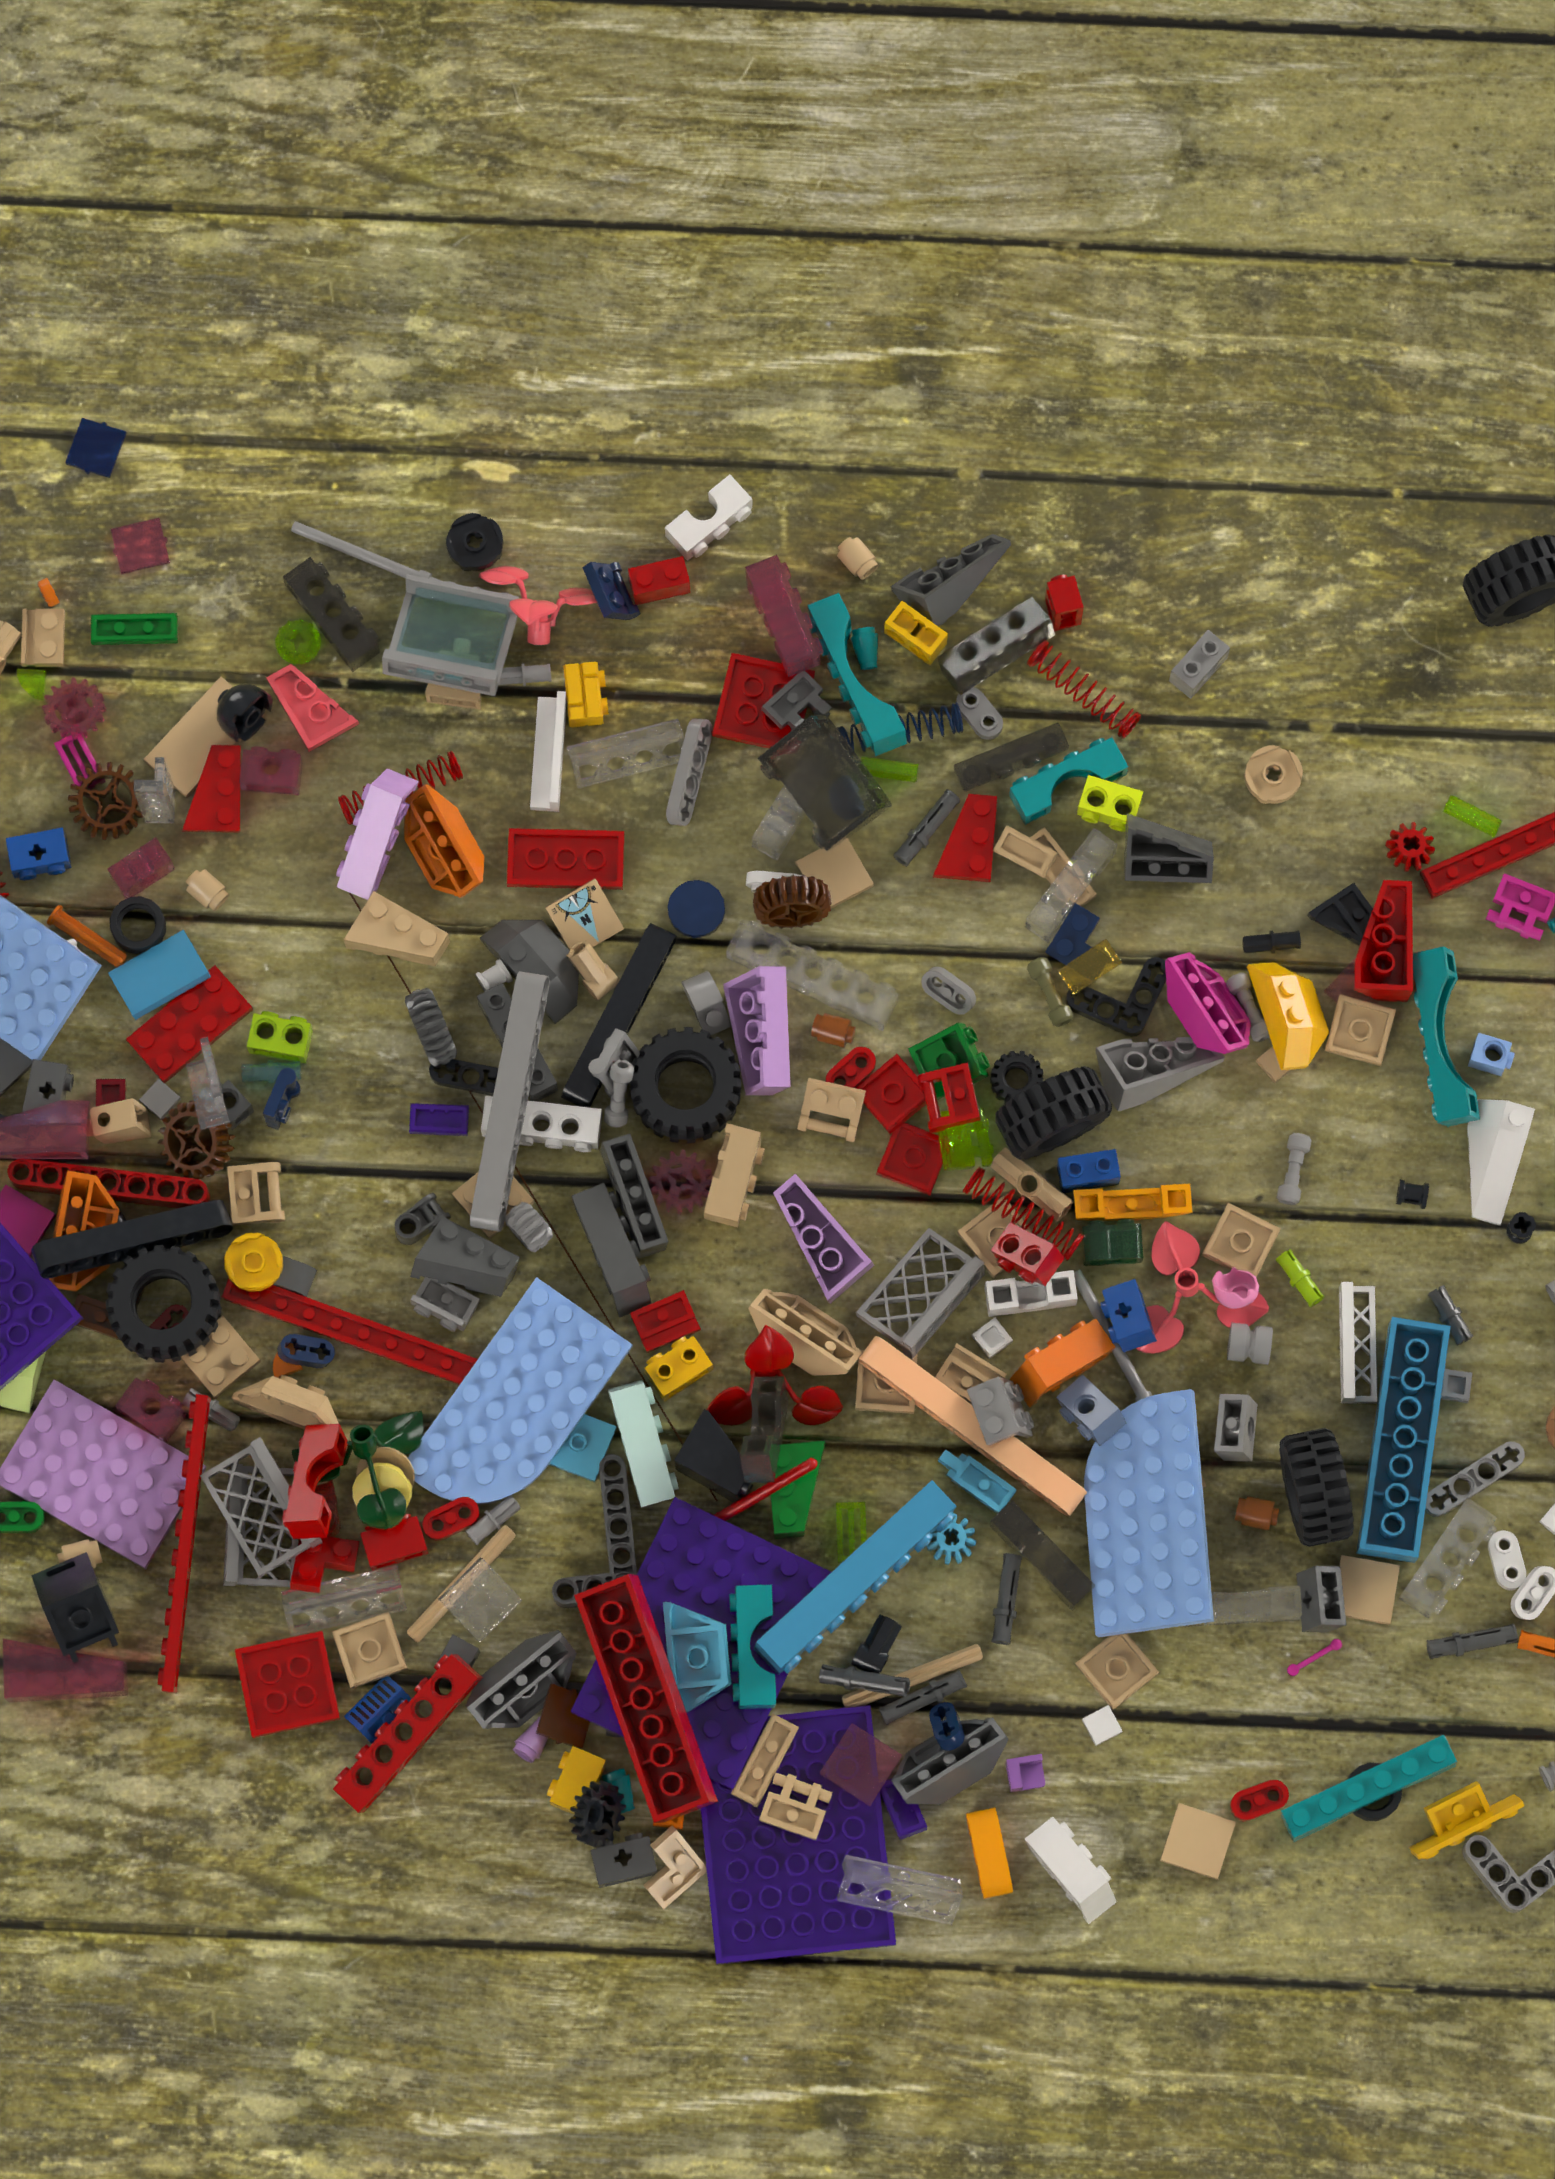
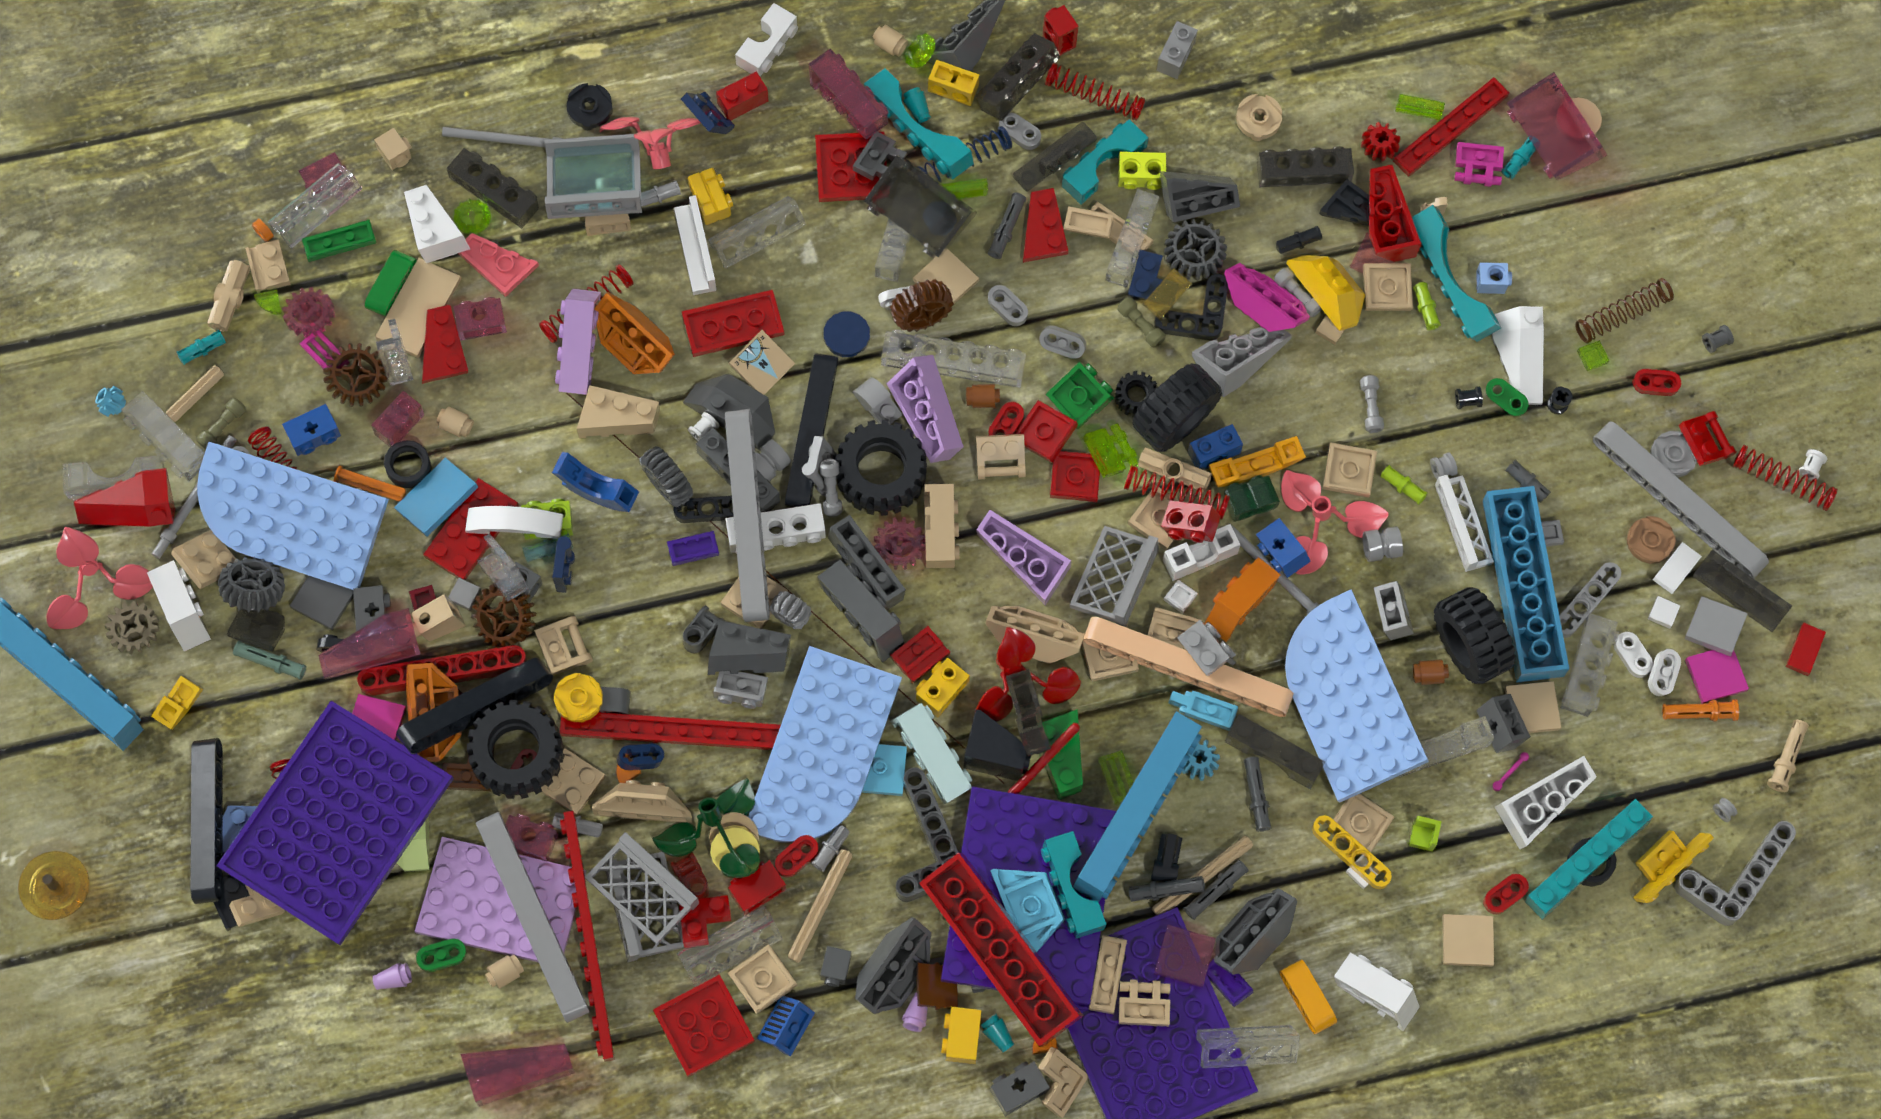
camera: 20 degrees left, 5 degrees down
(75, 1605) = (513, 1009): black container -> none
(95, 447) = (269, 113): clear blue piece -> none
(120, 580) = (317, 207): none -> clear fence
(128, 1504) = (532, 917): none -> light grey beam
(178, 698) = (389, 282): none -> green beam
(229, 533) = (393, 148): none -> tan brick
(239, 1031) = (514, 520): none -> white slope
(242, 710) = (444, 276): black cylinder -> none
(246, 643) = (432, 226): none -> white wedge
(320, 1451) = (678, 830): red arch -> none
(346, 1013) = (602, 490): none -> blue arch
(463, 1681) = (815, 1050): red brick -> none
(480, 1599) = (840, 913): clear plate -> none
(558, 1040) = (771, 459): none -> light grey wheel
(596, 975) = (785, 404): tan piece -> none
(597, 1813) = (988, 1054): black gear -> none
(689, 772) = (809, 232): light grey beam -> none
(883, 590) = (916, 58): none -> clear neon green gear
(898, 927) = (1009, 305): none -> light grey plate
(942, 1727) = (1246, 903): dark blue beam -> none
(958, 1093) = (1097, 414): red plate -> none
(1025, 1773) = (1315, 925): medium lavender panel -> none
(1083, 1397) = (1277, 628): sand blue brick -> none
(1098, 1697) = (1354, 849): none -> yellow beam
(1154, 918) = (1180, 258): none -> dark grey gear
(1187, 1702) = (1424, 833): none -> lime panel
(1235, 1288) = (1358, 504): bright pink hair -> none
(1293, 860) = (1295, 175): none -> clear smoke brick
(1332, 1706) = (1539, 804): none -> white wedge
(1354, 1269) = (1443, 466): none -> light grey wheel
(1399, 1067) = (1426, 306): none -> lime pin
(1455, 944) = (1440, 203): none -> tan tile
(1459, 1205) = (1506, 397): none -> green plate
(1477, 1640) = (1621, 727): dark grey pin -> none

